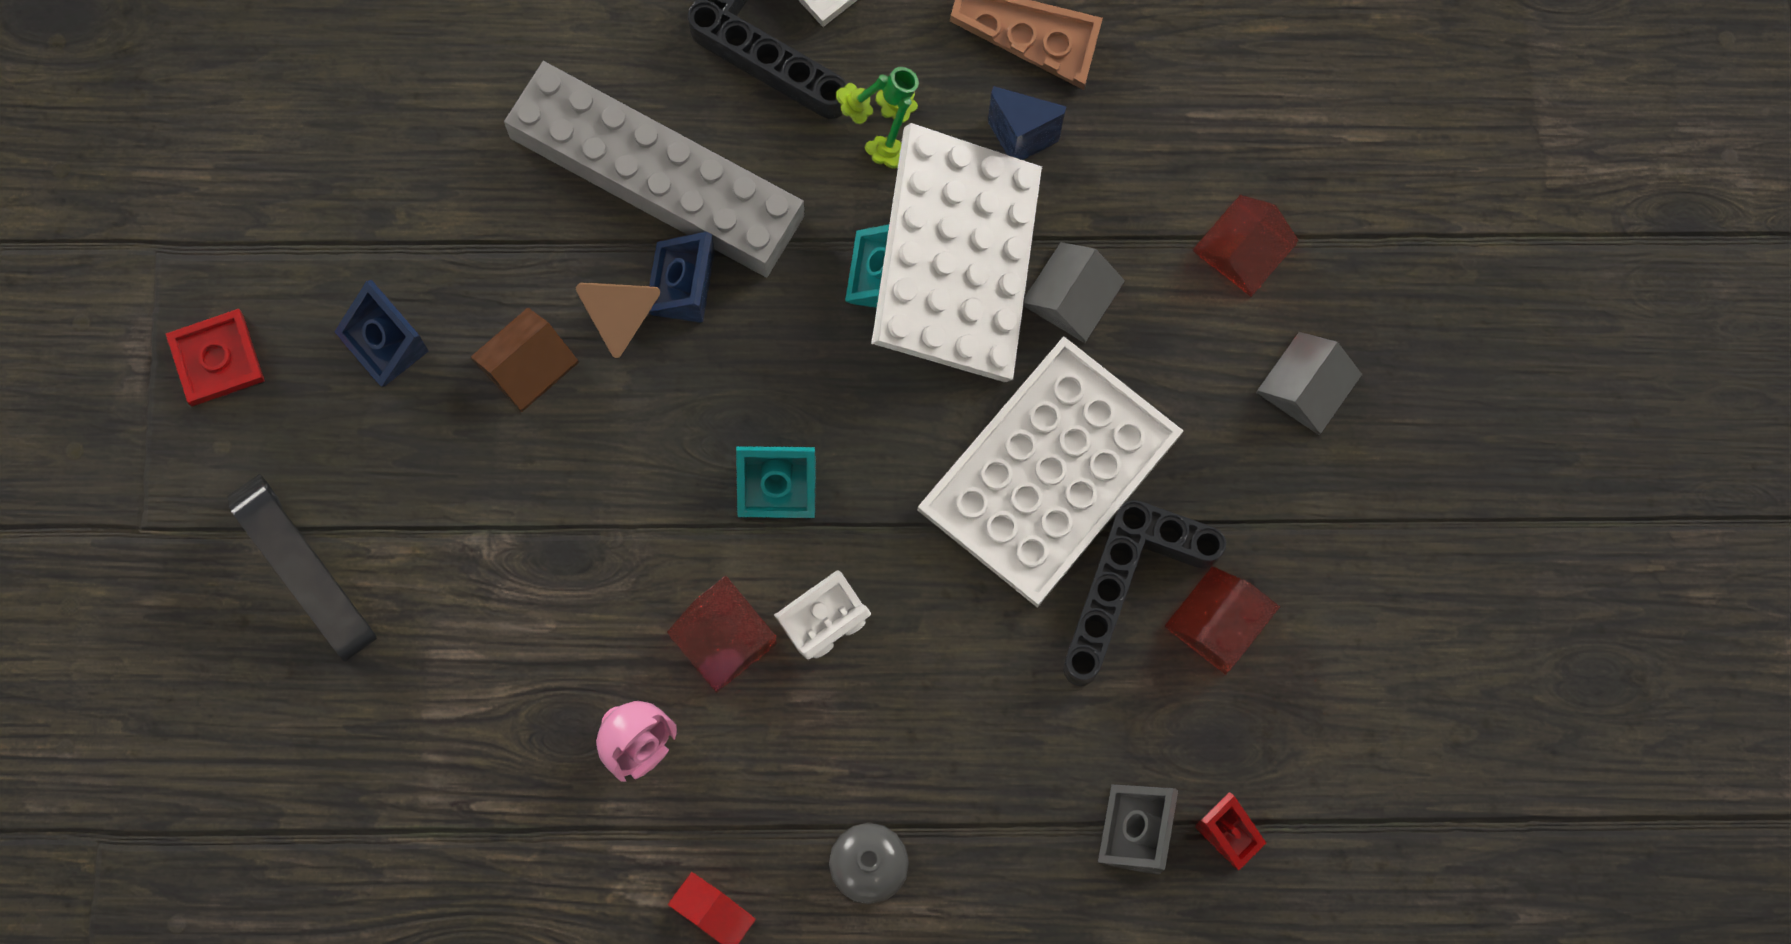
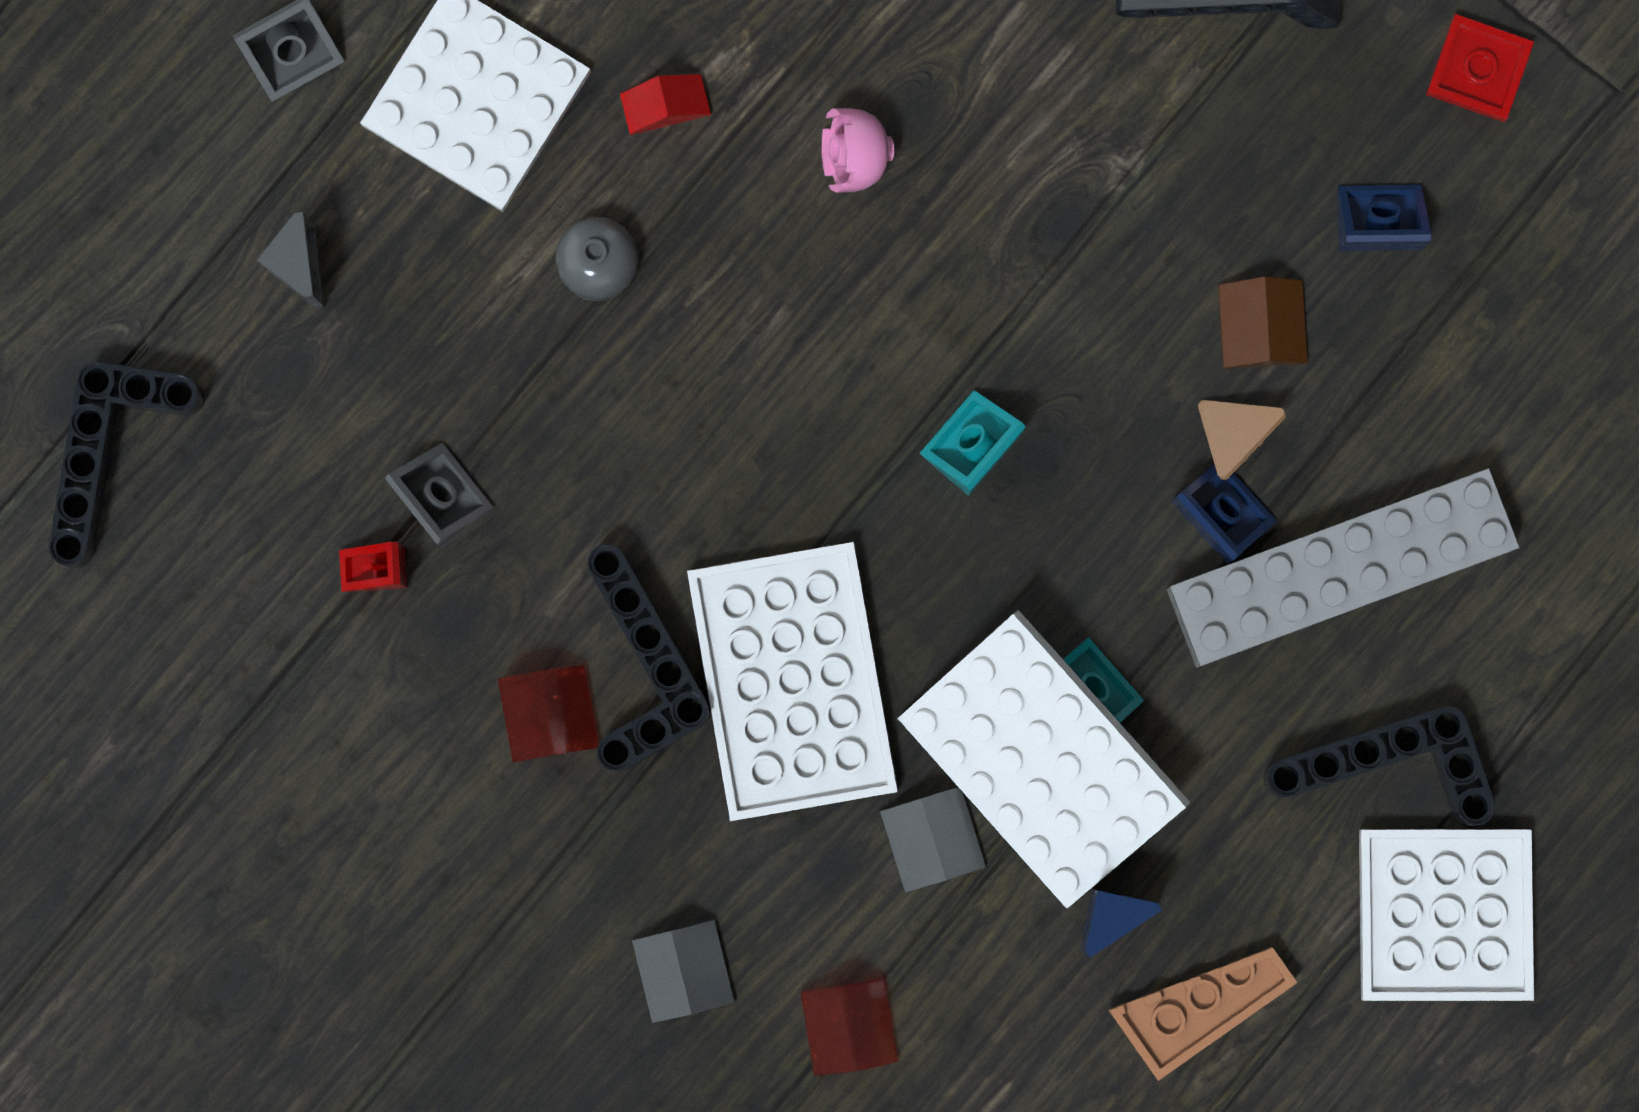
camera: 140 degrees right, 10 degrees up
(722, 634) = (882, 293): clear red slope -> none
(823, 616) = (826, 387): white bracket -> none
(896, 101) = (1230, 828): plant -> none

